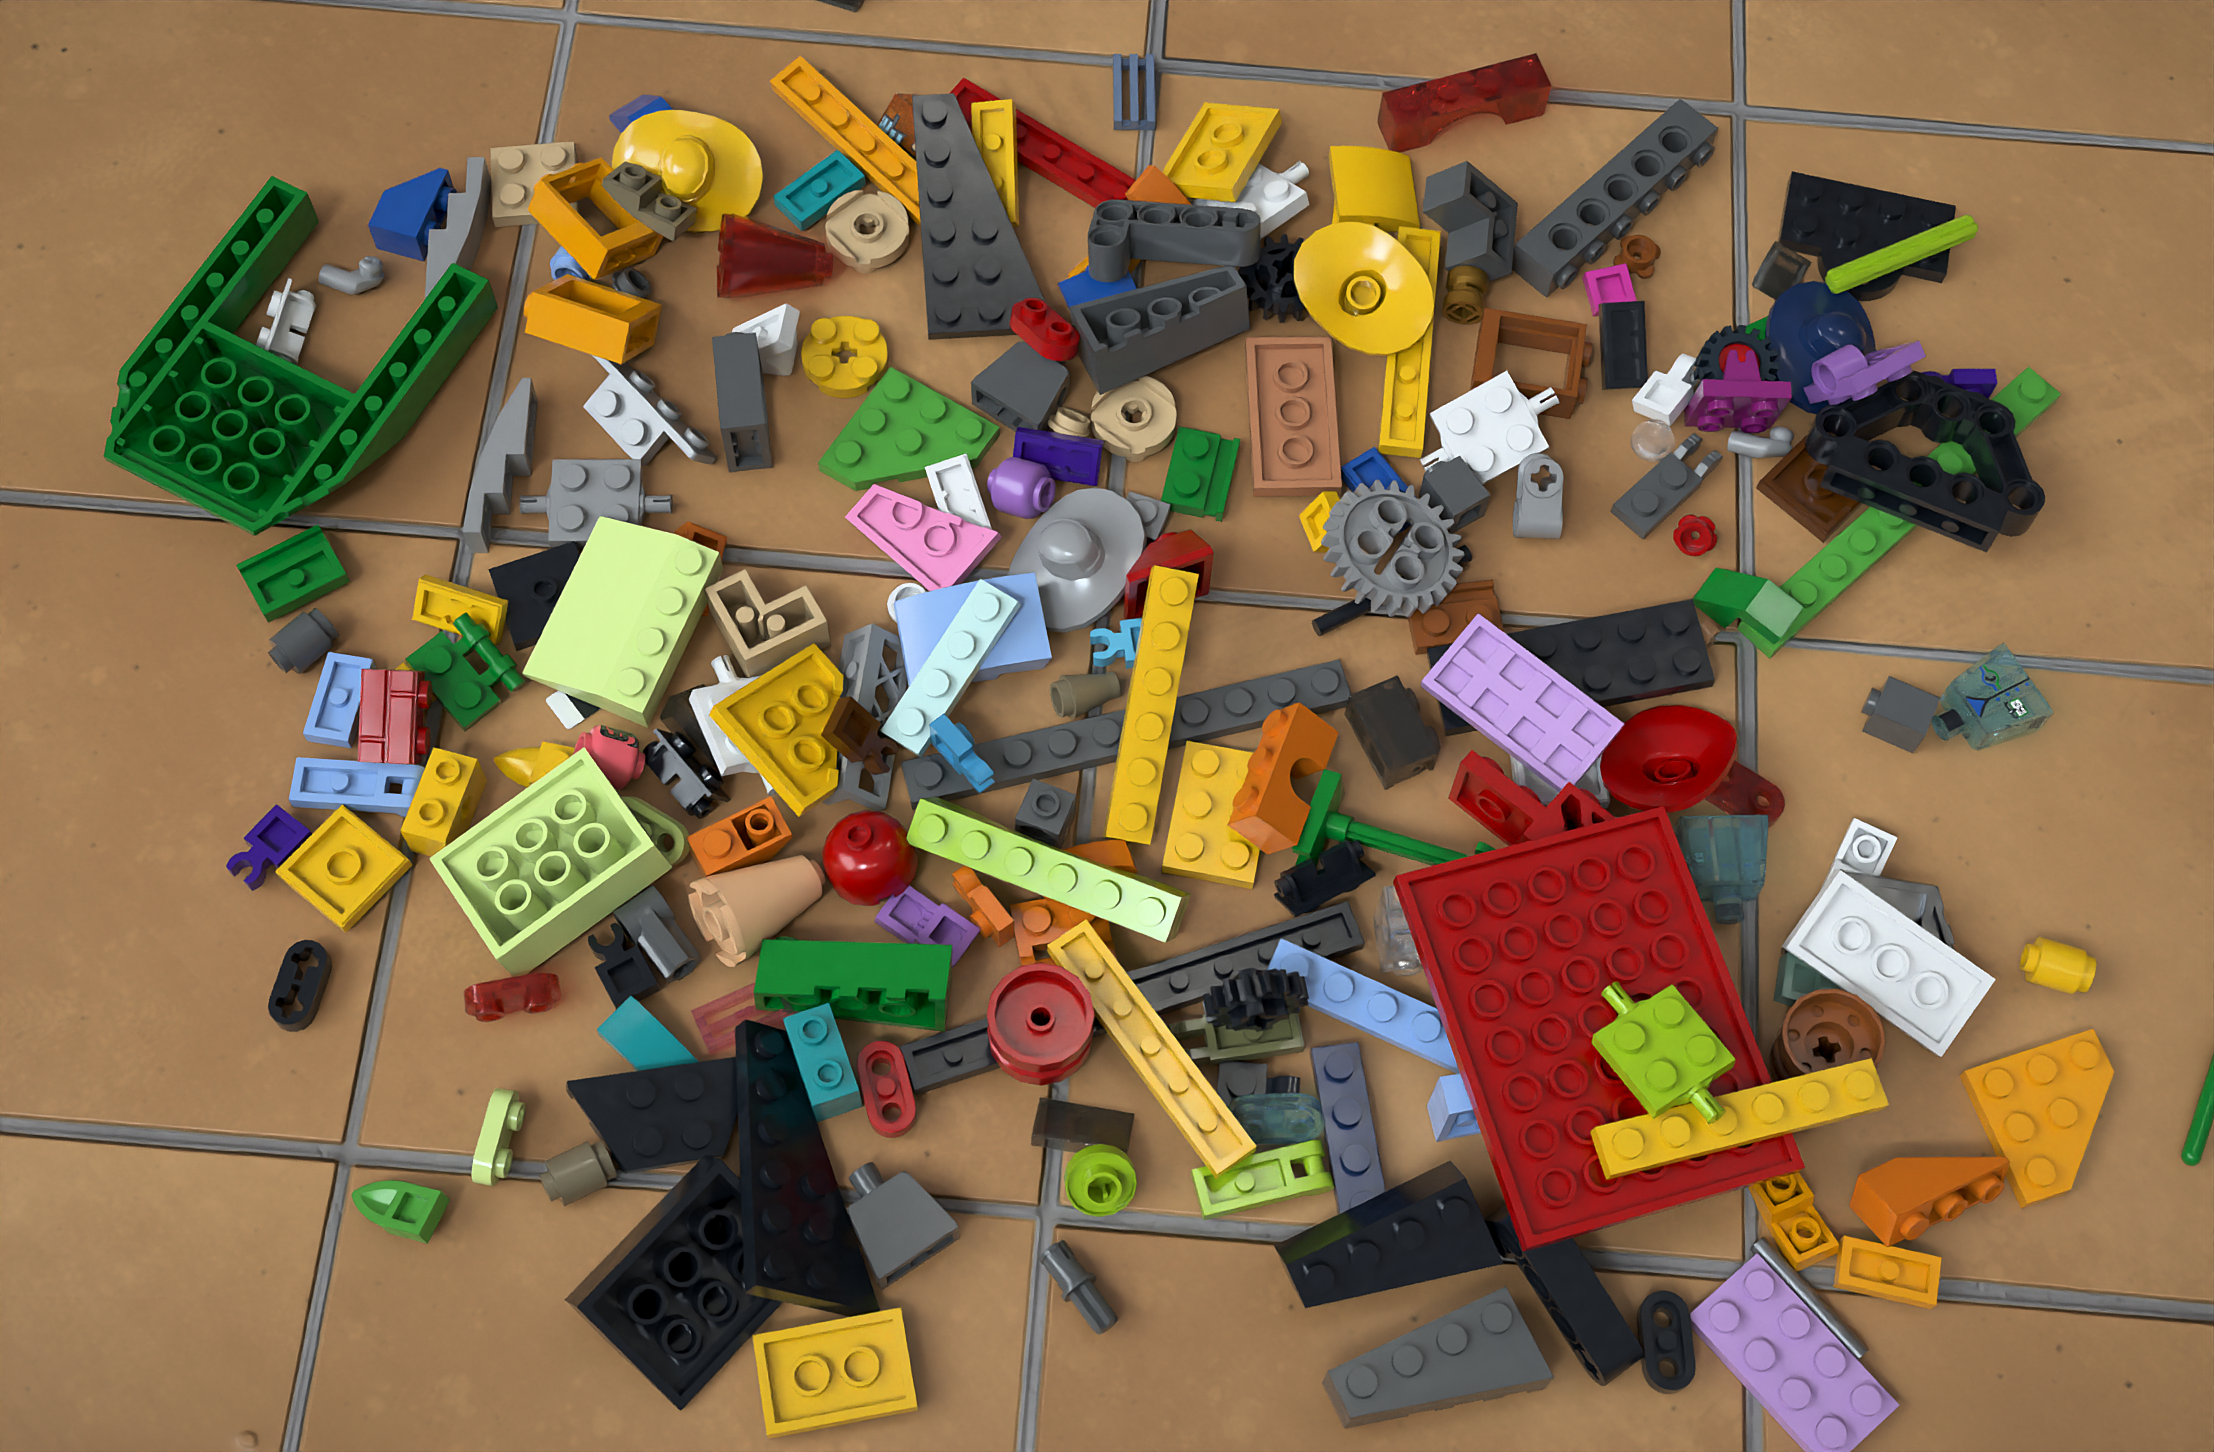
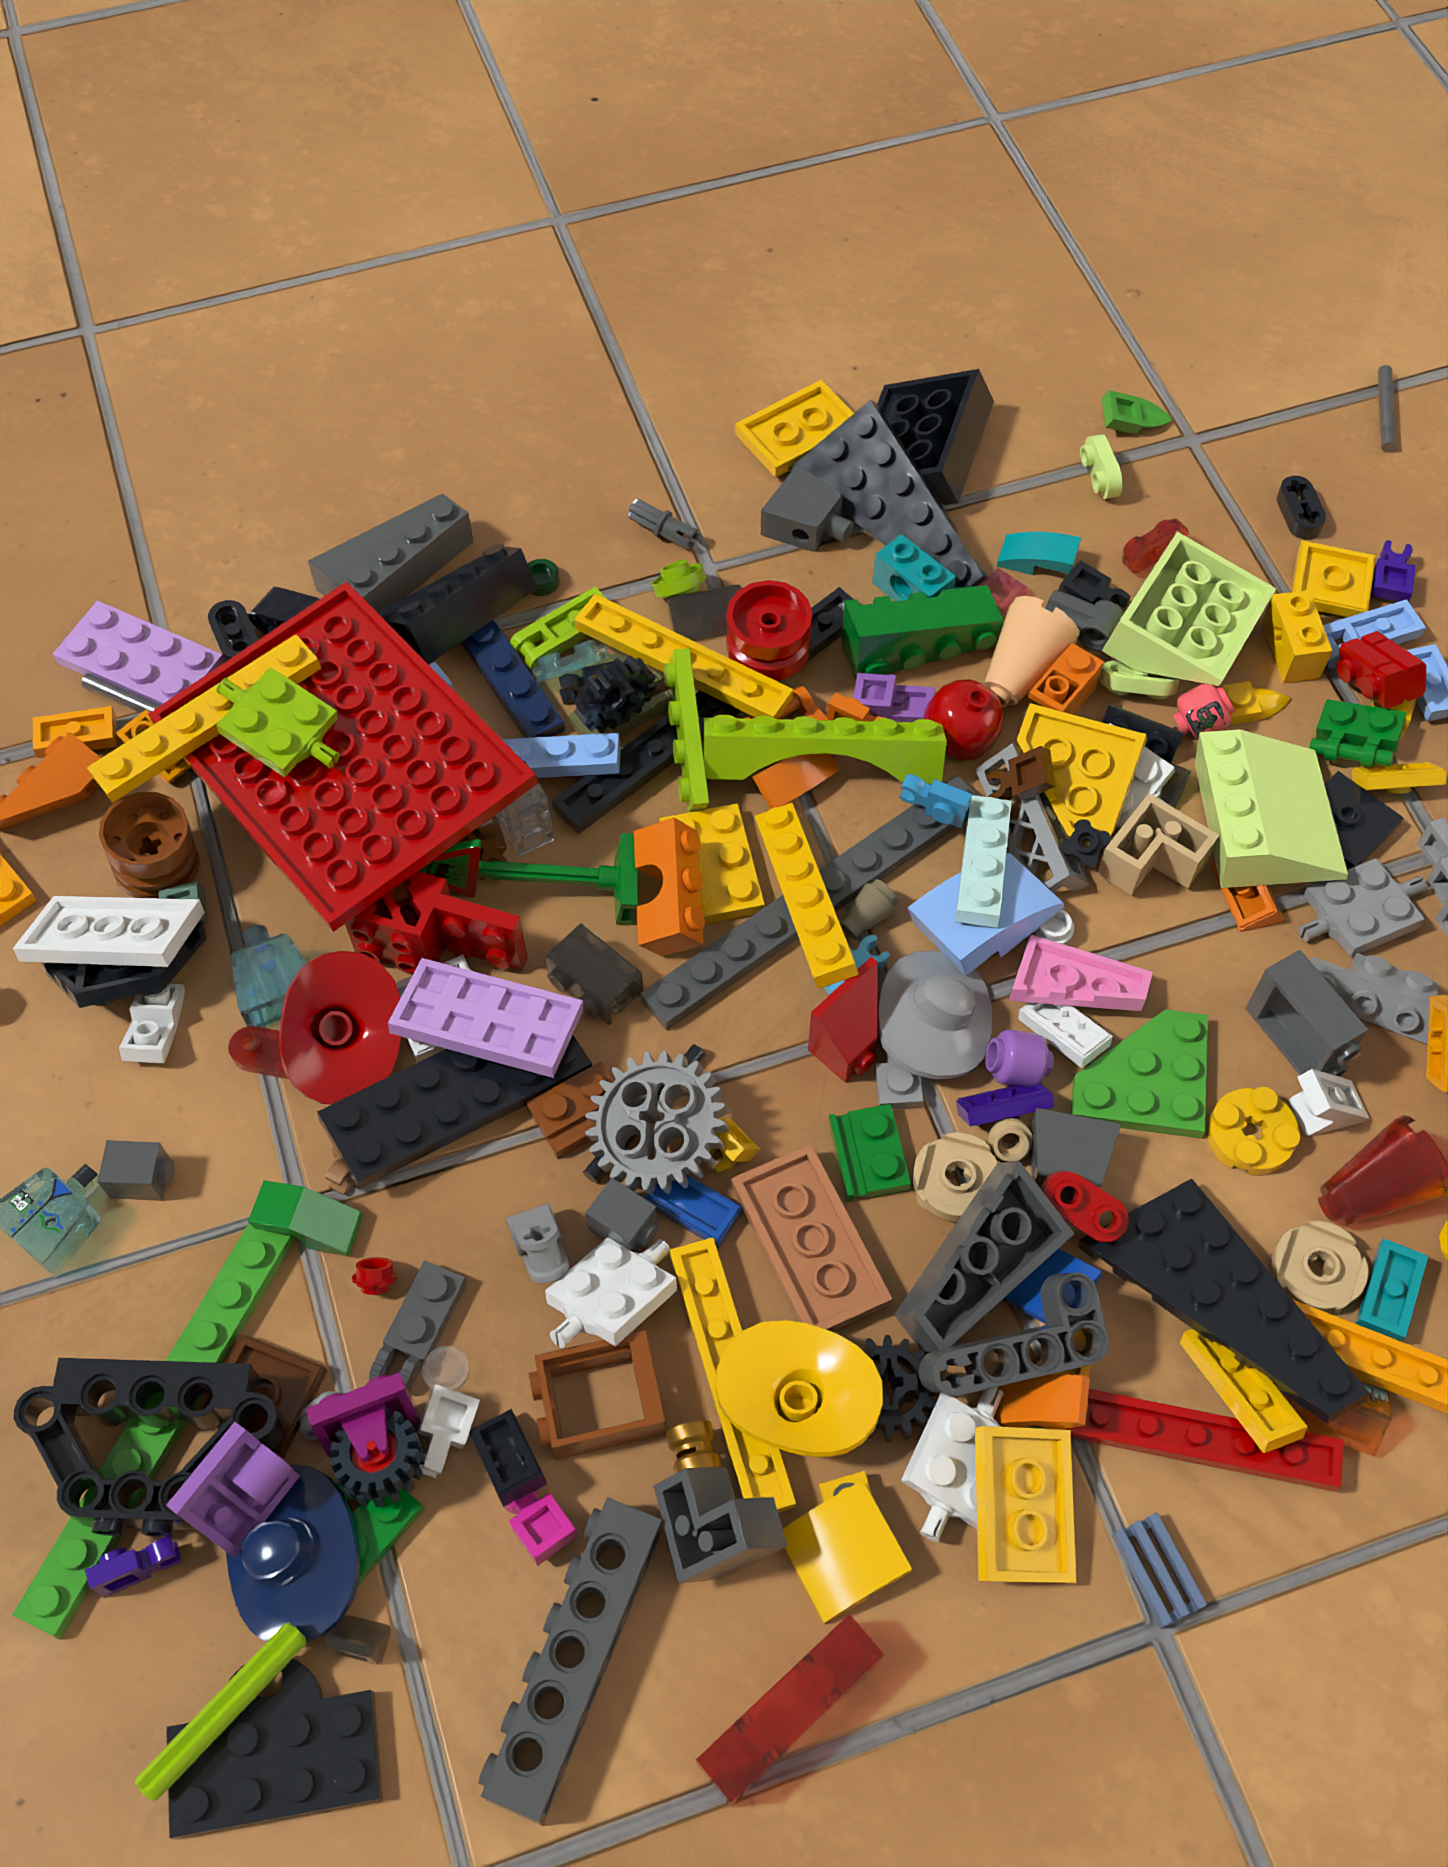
camera: 160 degrees right, 5 degrees down
(81, 1088) = (1386, 408): none -> flat silver bar
(577, 1172) = (1035, 468): dark tan brick -> none
(662, 1113) = (1007, 511): black wing -> none
(830, 655) = (1090, 854): none -> black plate
(886, 1091) = (864, 583): red plate -> none
(1046, 813) = (846, 796): dark grey brick -> none
(1185, 956) = (684, 715): none -> lime plate
(1260, 1279) = (545, 575): none -> dark green tile
(1305, 888) = (601, 836): black hinge -> none
(1638, 246) = (519, 1583): dark orange plate -> none

